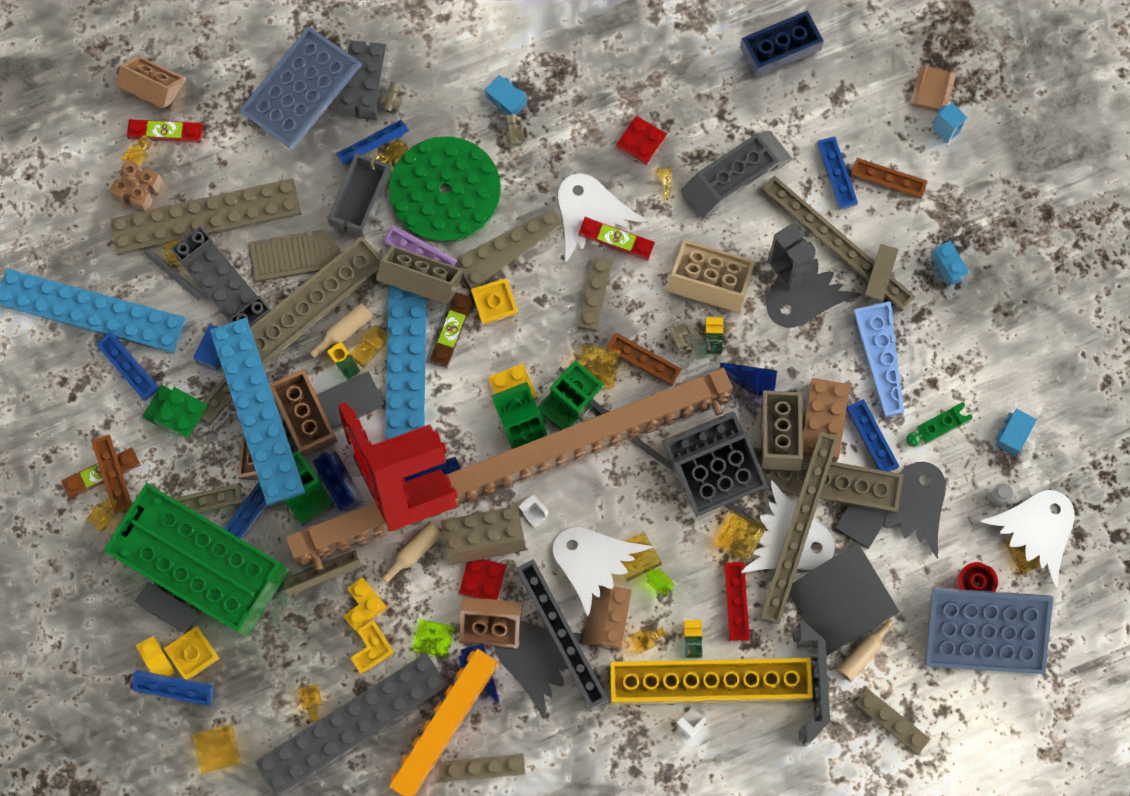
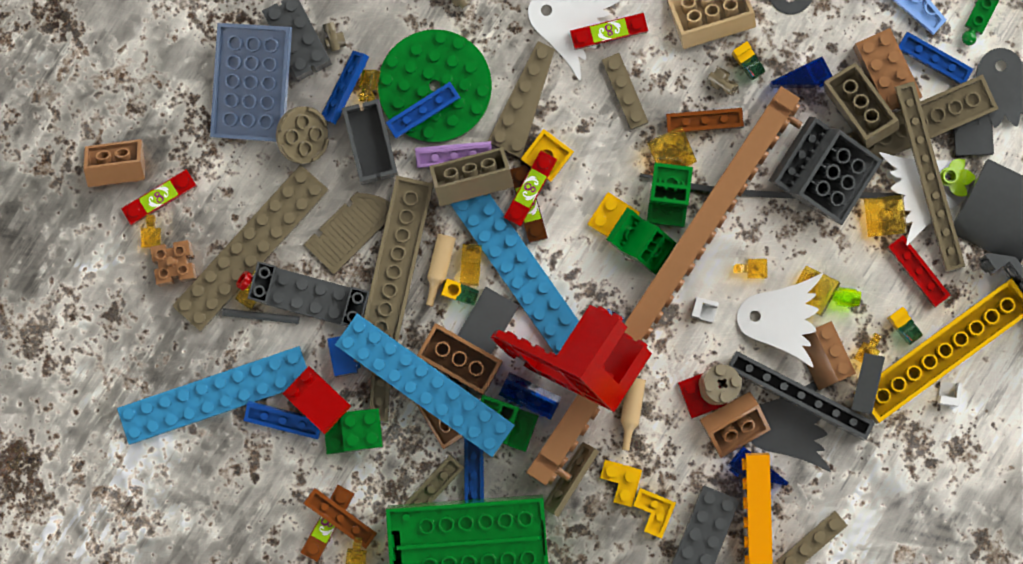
camera: 30 degrees left, 10 degrees up
(164, 364) = (316, 400): none -> red slope
(179, 235) = (244, 280): none -> red tile
(310, 154) = (302, 135): none -> dark tan tile
(419, 198) = (423, 110): none -> blue plate
(433, 638) = (697, 469): clear neon green piece -> none
(461, 317) = (530, 188): none -> plate
(483, 535) = (680, 358): dark tan brick -> none
(504, 567) = (730, 385): none -> dark tan brick
(599, 507) = (754, 268): none -> clear yellow plate
(624, 661) = (868, 383): none -> dark grey slope
(826, 546) = (958, 177): none -> lime plate

